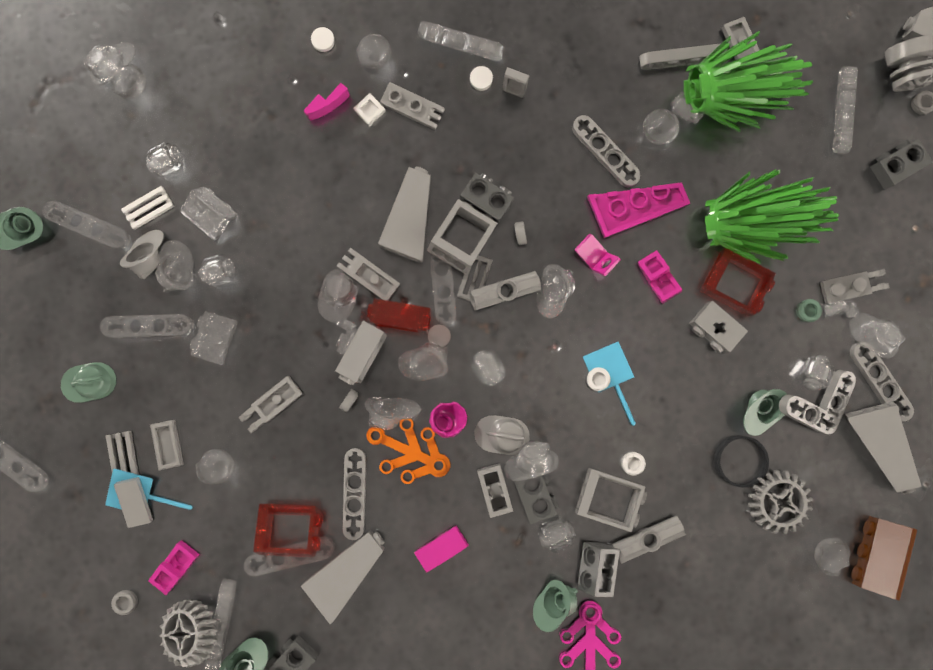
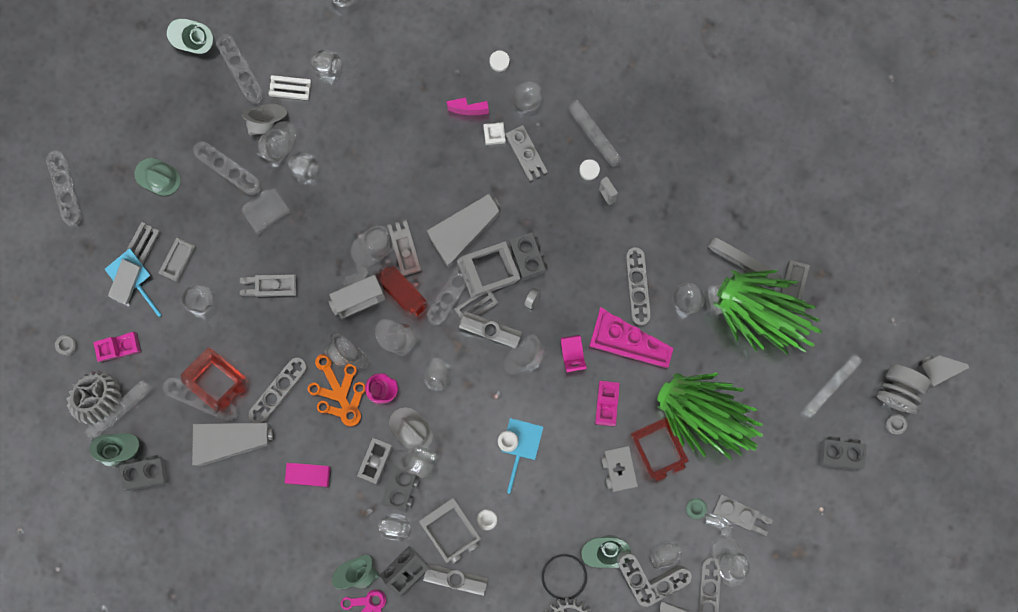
camera: 45 degrees right, 5 degrees down
(207, 212) = (328, 121): clear bracket -> none
(349, 400) = (323, 323): light grey tile -> none
(440, 335) = (421, 327): light grey tile -> none

